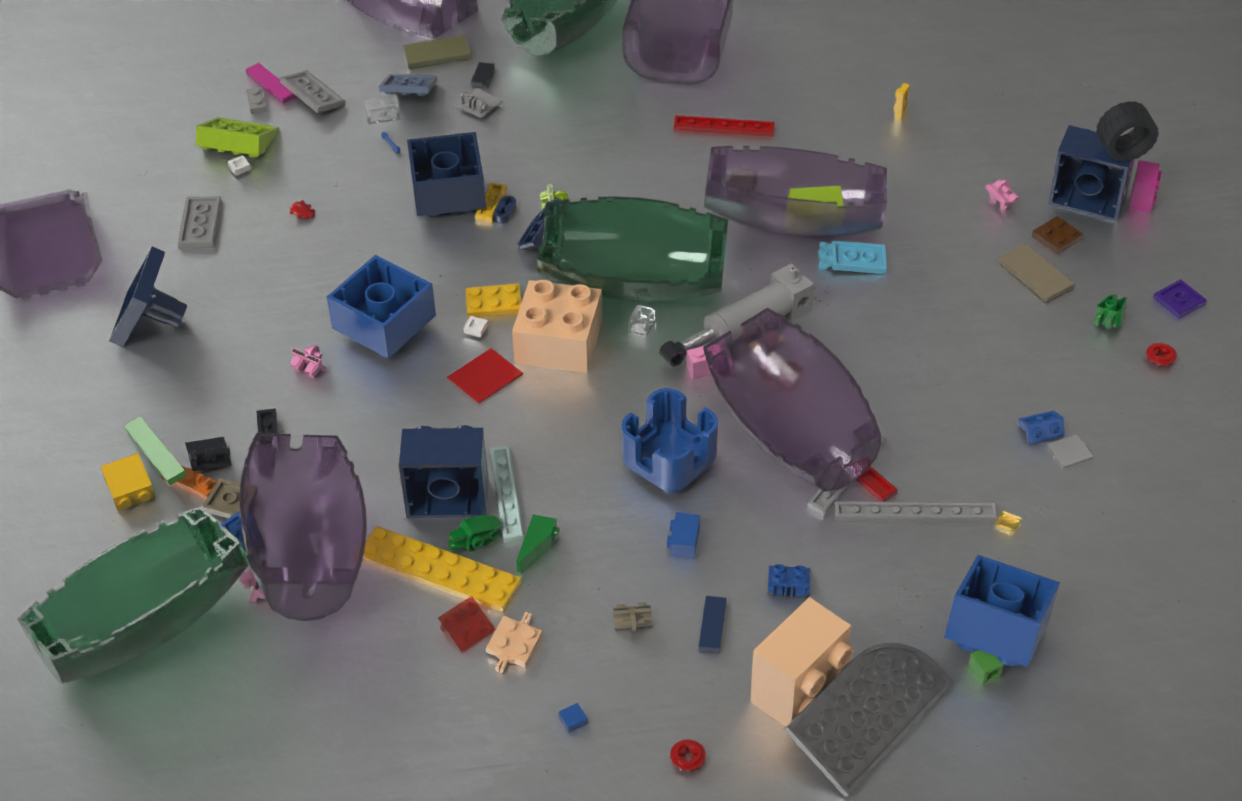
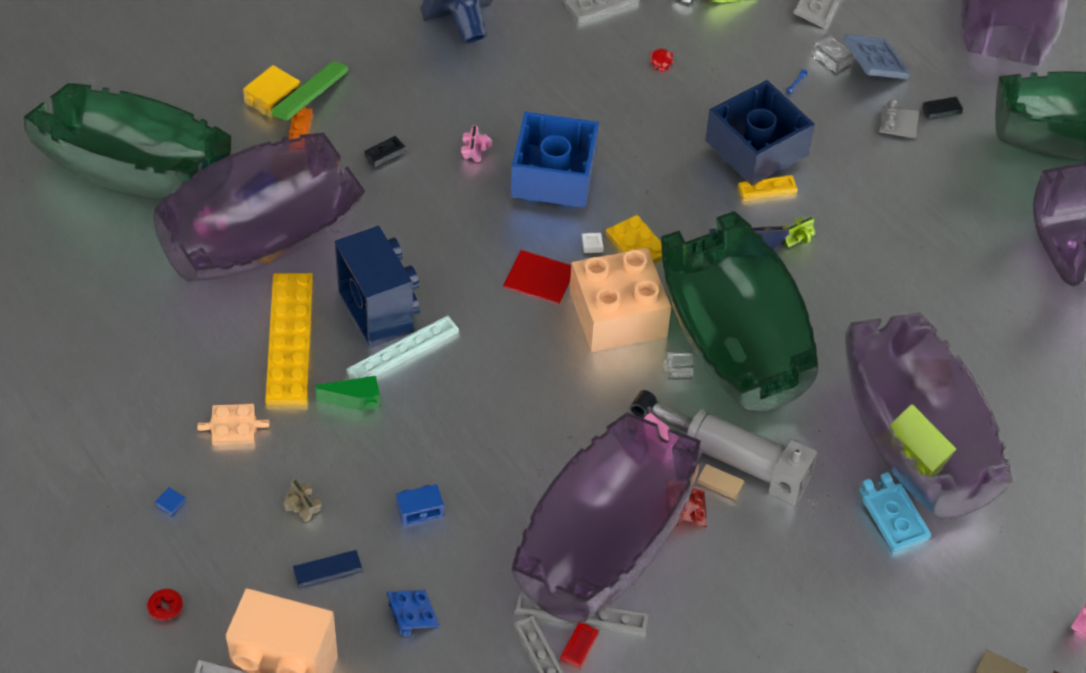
camera: 60 degrees right, 5 degrees up
(208, 453) = (333, 124): black hinge -> none
(437, 51) = (949, 60): olive tile -> none
(466, 624) = (234, 381): clear red hinge -> none
(475, 533) = (337, 344): green hinge -> none
(501, 208) = (764, 201): dark blue beam -> none
(669, 446) = (514, 447): blue piece -> none
(724, 126) = (1017, 329): red tile -> none

